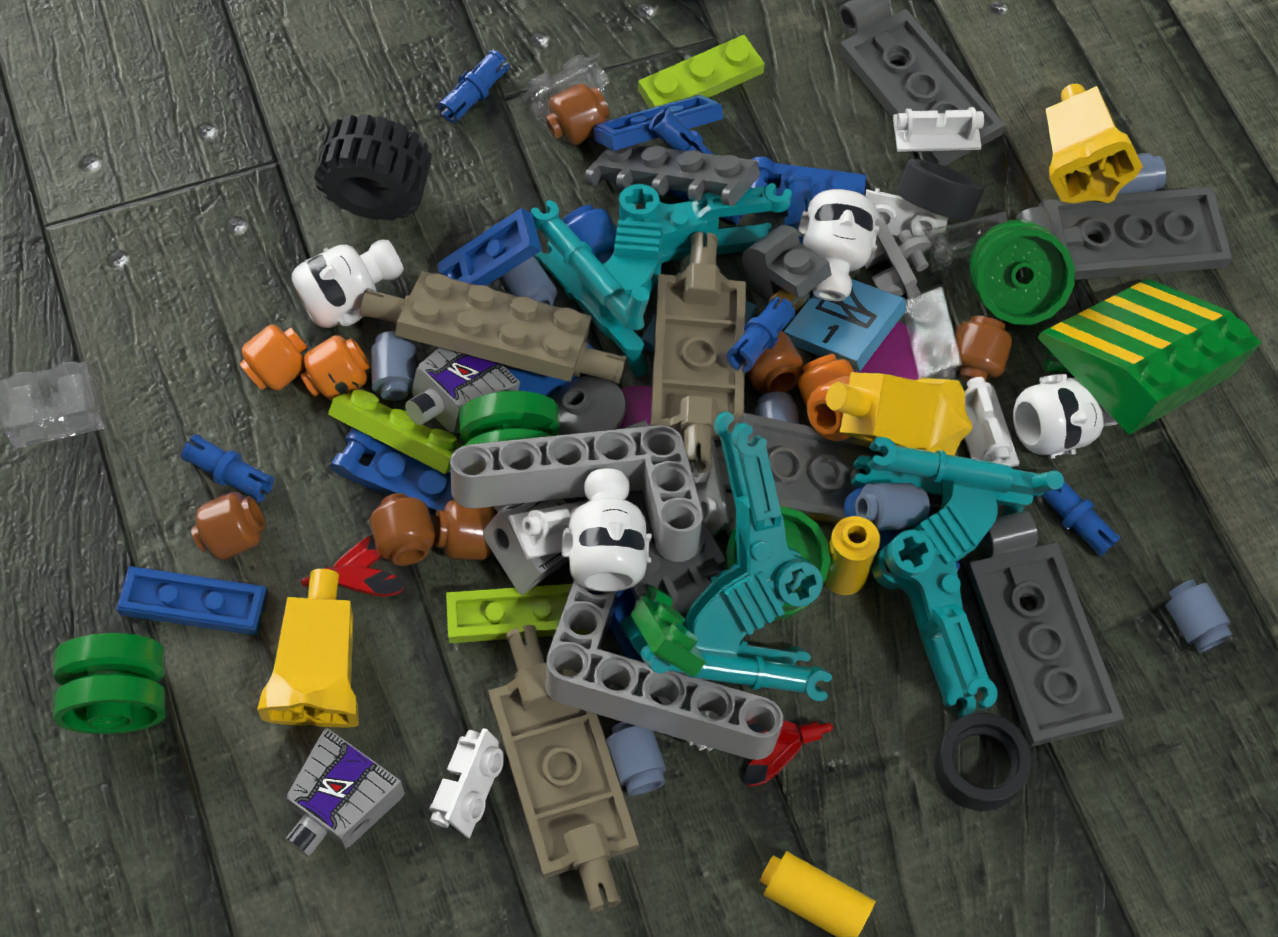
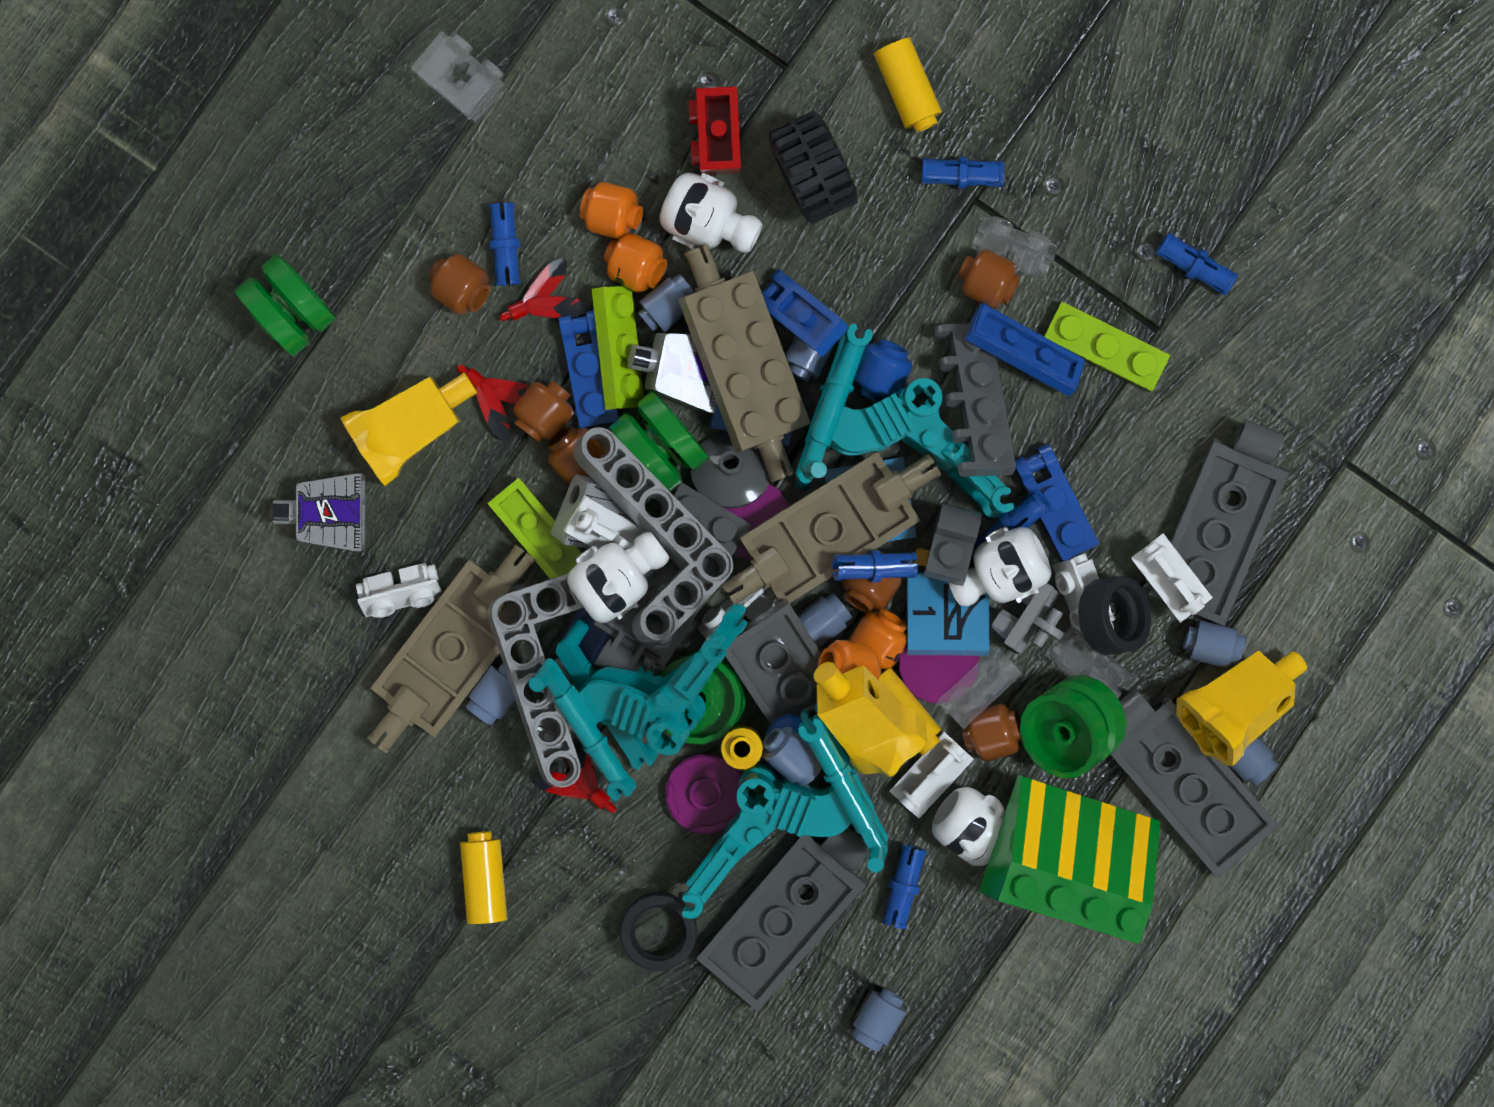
camera: 65 degrees right, 25 degrees up
(193, 600) = (392, 299): blue tile -> none
(278, 225) = (717, 130): none -> red brick
(300, 475) = (538, 299): none -> red piece
(368, 76) = (908, 84): none -> yellow brick
(665, 633) = (568, 668): green hinge -> none
(675, 133) = (1014, 380): blue pin -> none
(870, 633) = (703, 793): none -> magenta tile
(1016, 142) = (1214, 644): none -> sand blue brick

